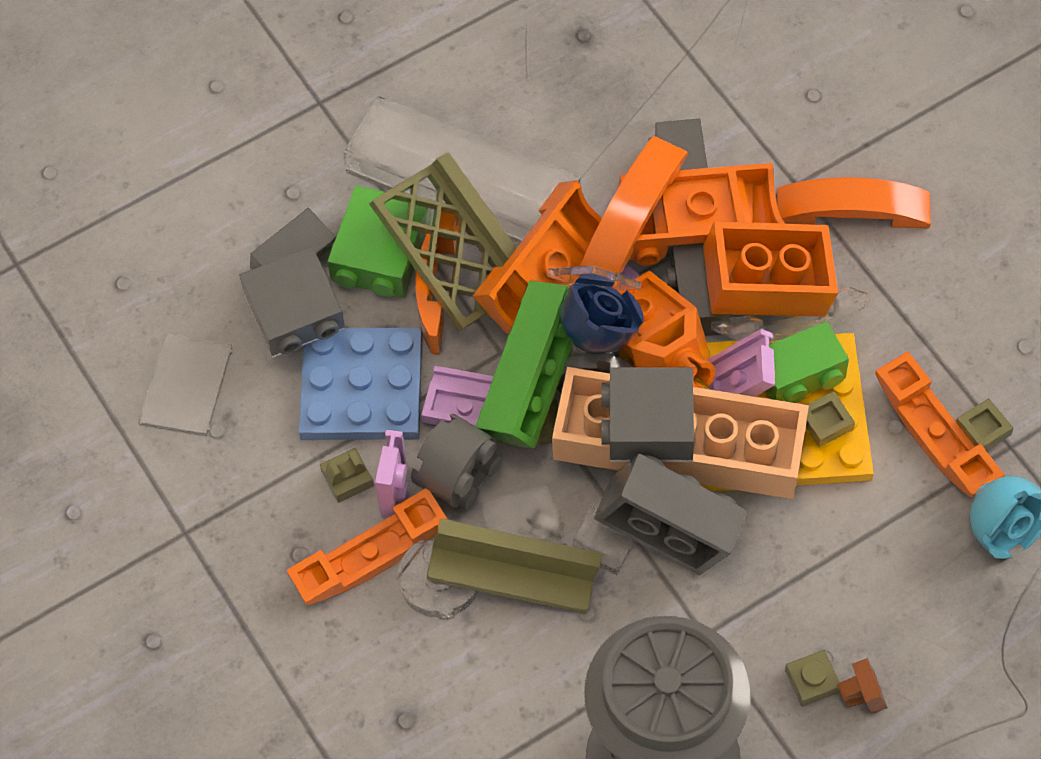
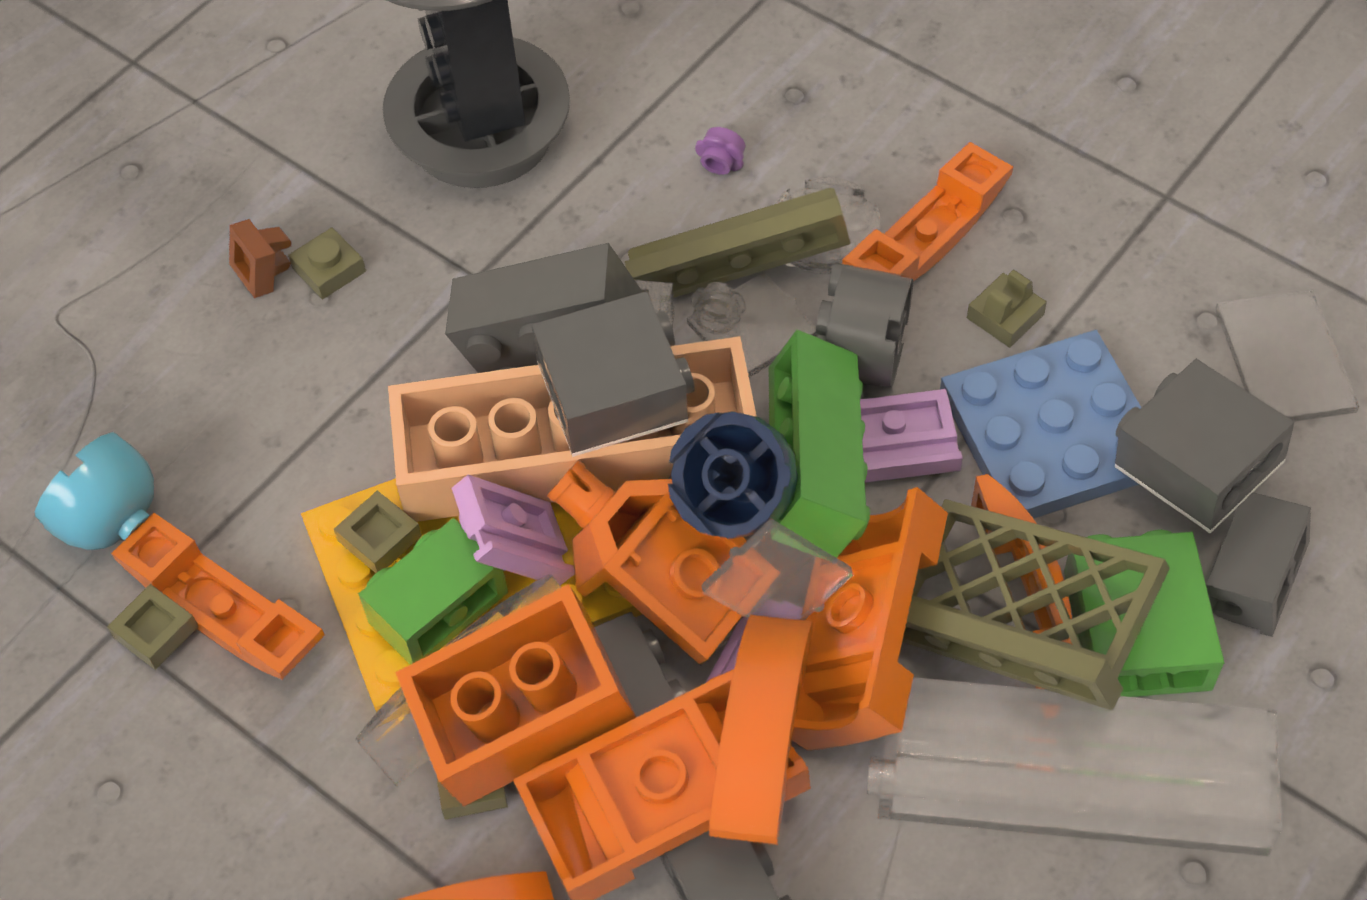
camera: 160 degrees right, 5 degrees down
(392, 474) = (939, 288): lavender plate -> none
(487, 669) = (721, 150): none -> medium lavender plate

